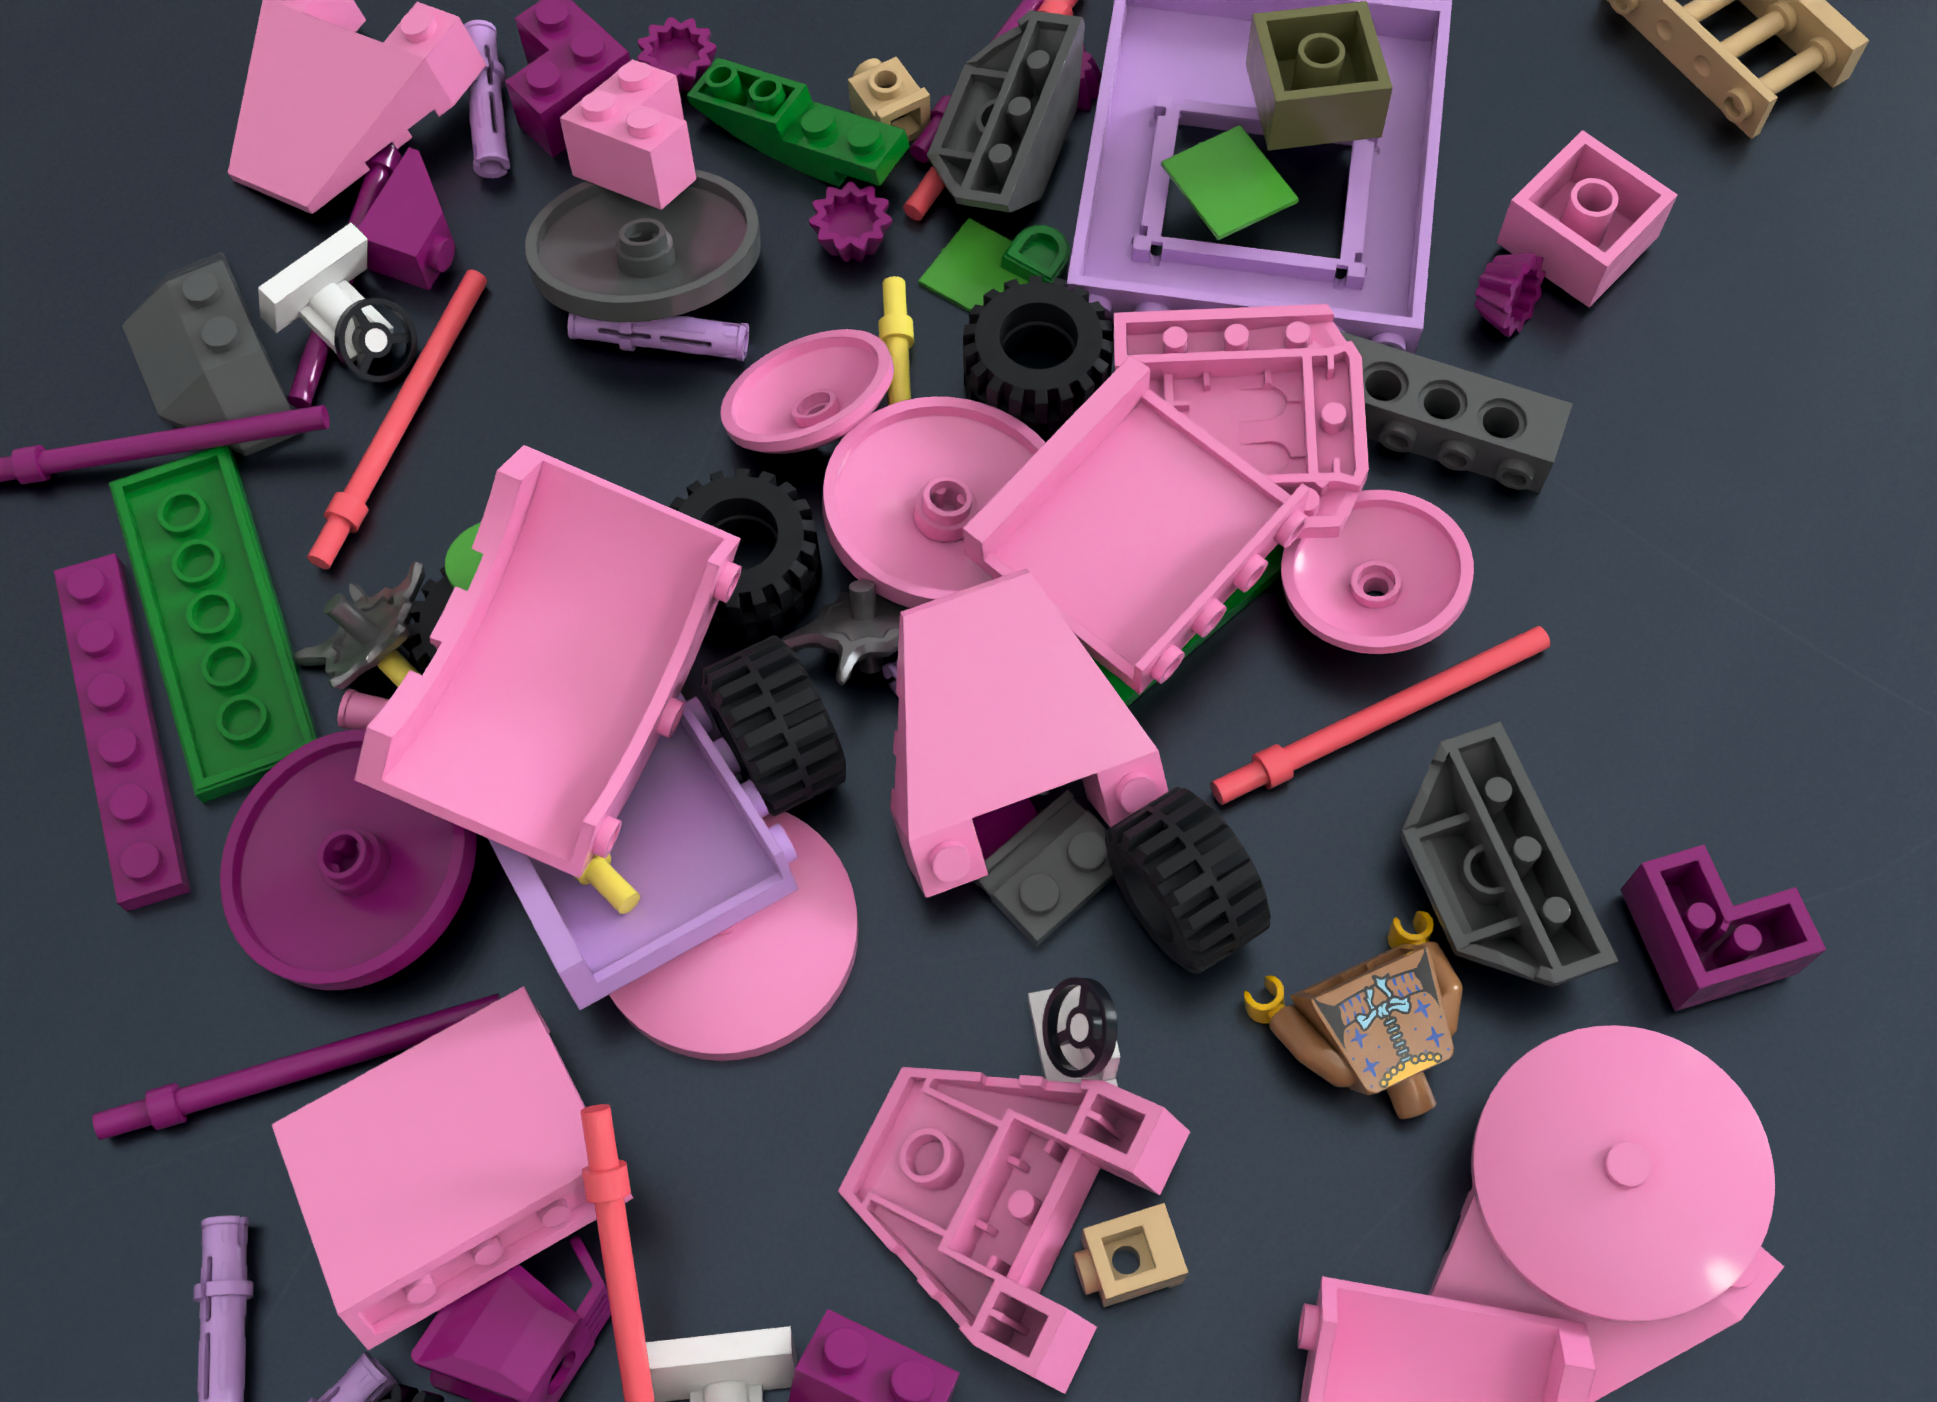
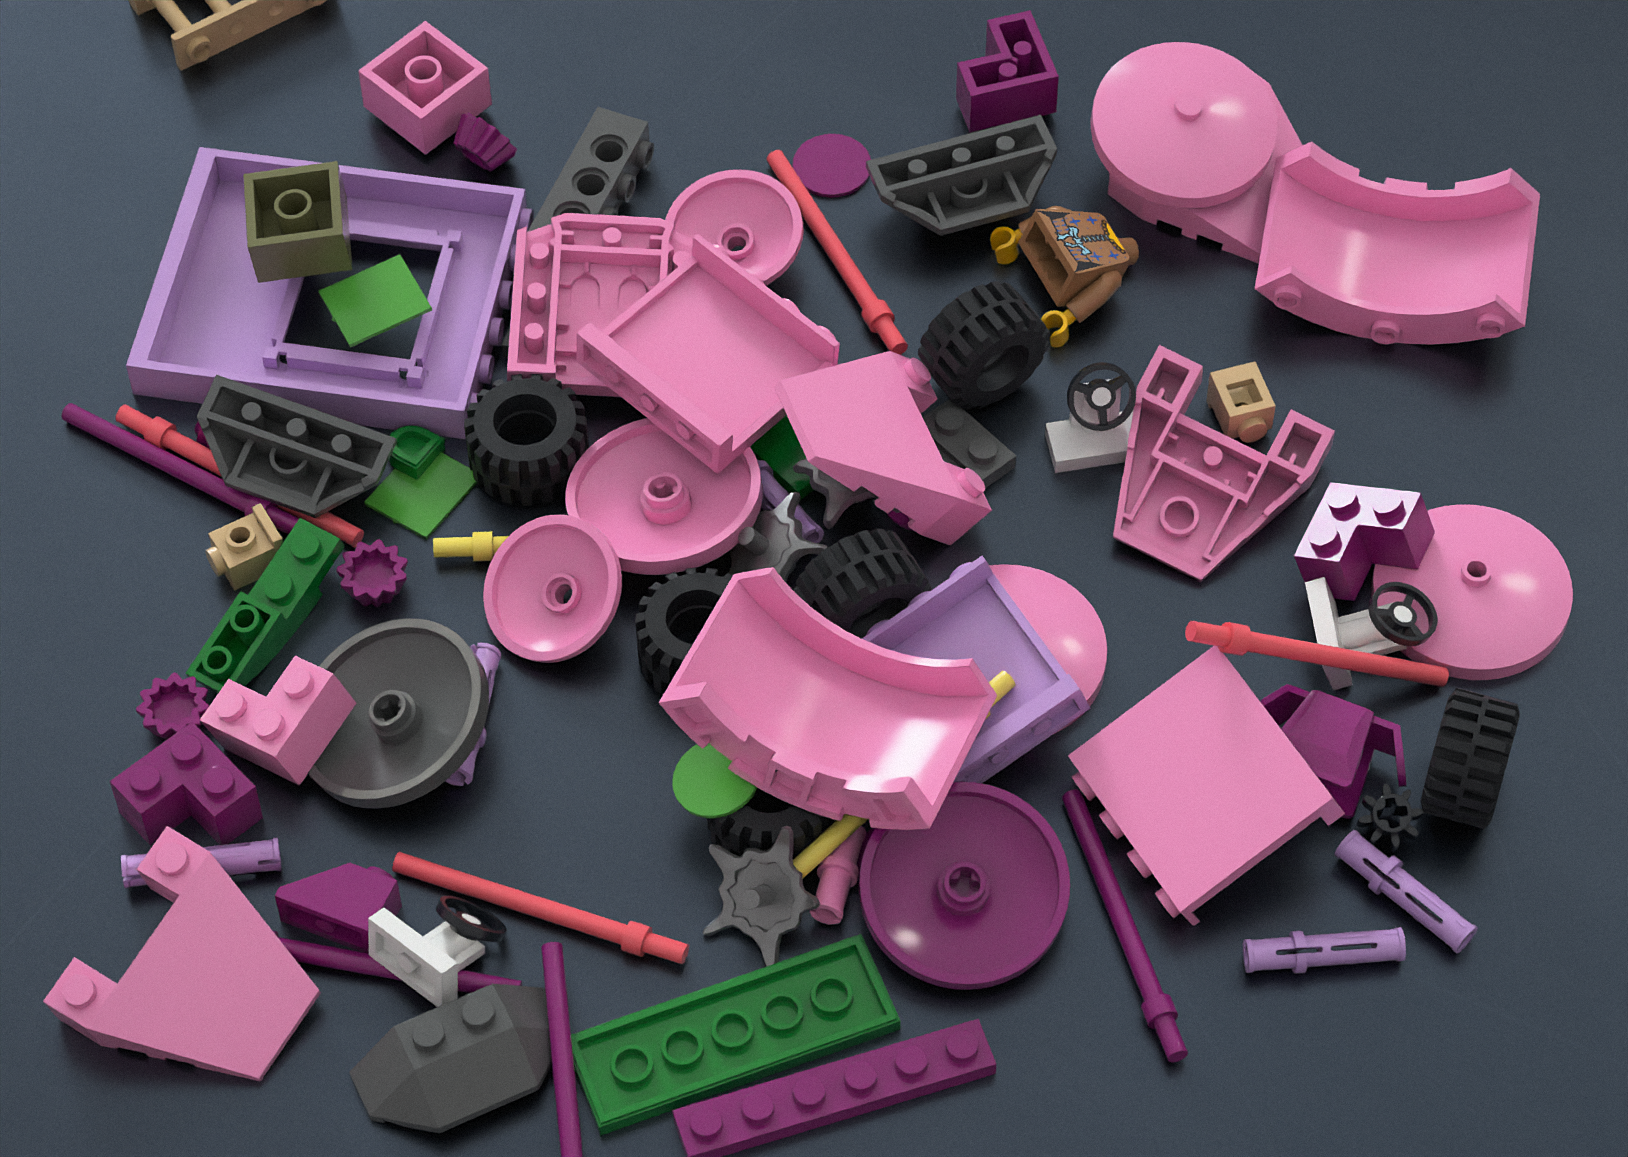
camera: 90 degrees left, 10 degrees down
(1543, 711) = (831, 165): none -> magenta piece

